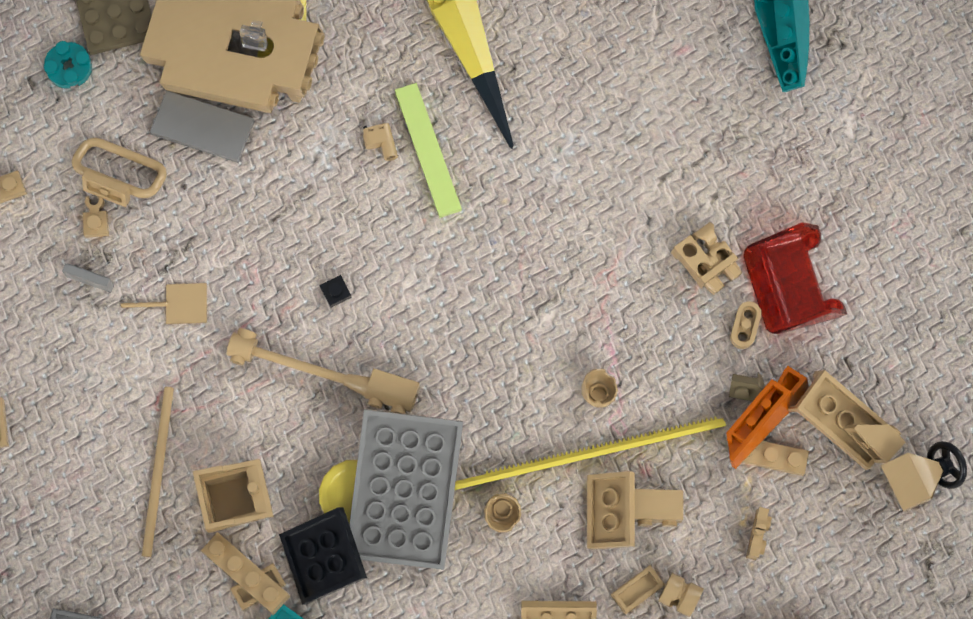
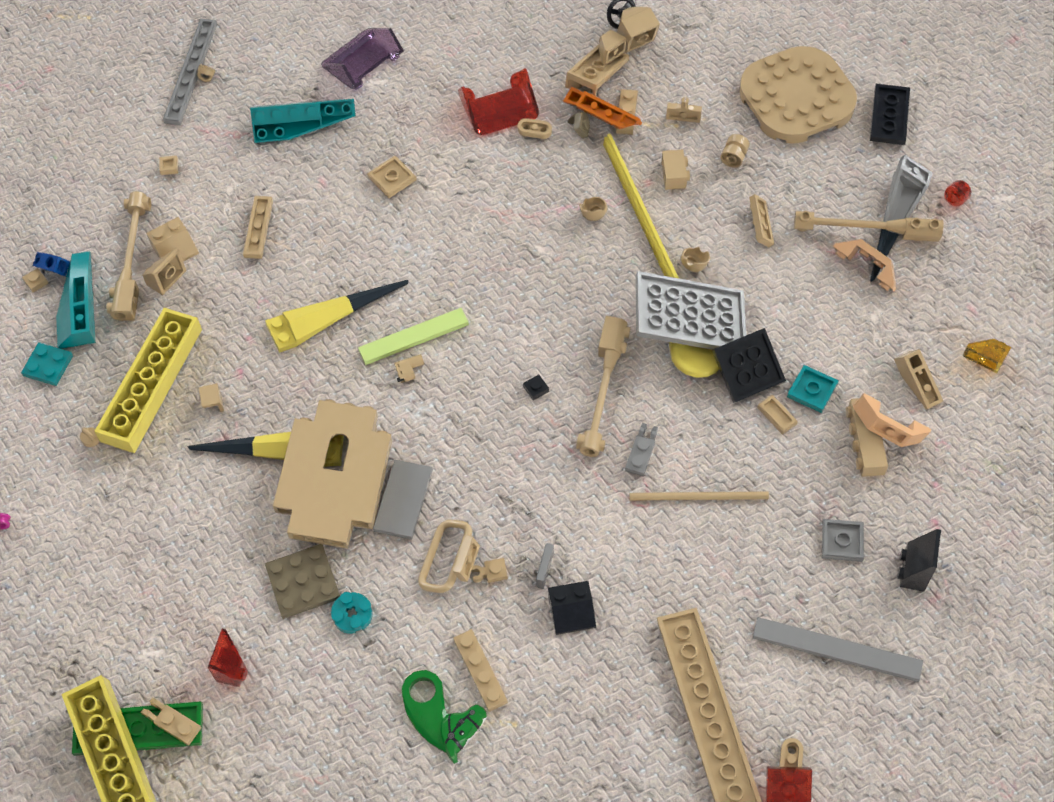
camera: 90 degrees left, 15 degrees down
(32, 302) = (571, 607): none -> black slope
(183, 303) = (557, 495): tan piece -> none
(227, 409) = (641, 451): none -> light grey hinge
(232, 495) = (716, 427): tan piece -> none
(245, 573) = (770, 420): tan plate -> none
(254, 36) = (332, 443): clear tile -> none
(611, 510) = (683, 192): tan plate -> none
(637, 589) = (734, 179): tan tile -> none
(678, 134) = (391, 176): none -> tan plate
(707, 267) = (491, 152): tan hips -> none
(889, 100) = (363, 55): none -> clear purple windscreen

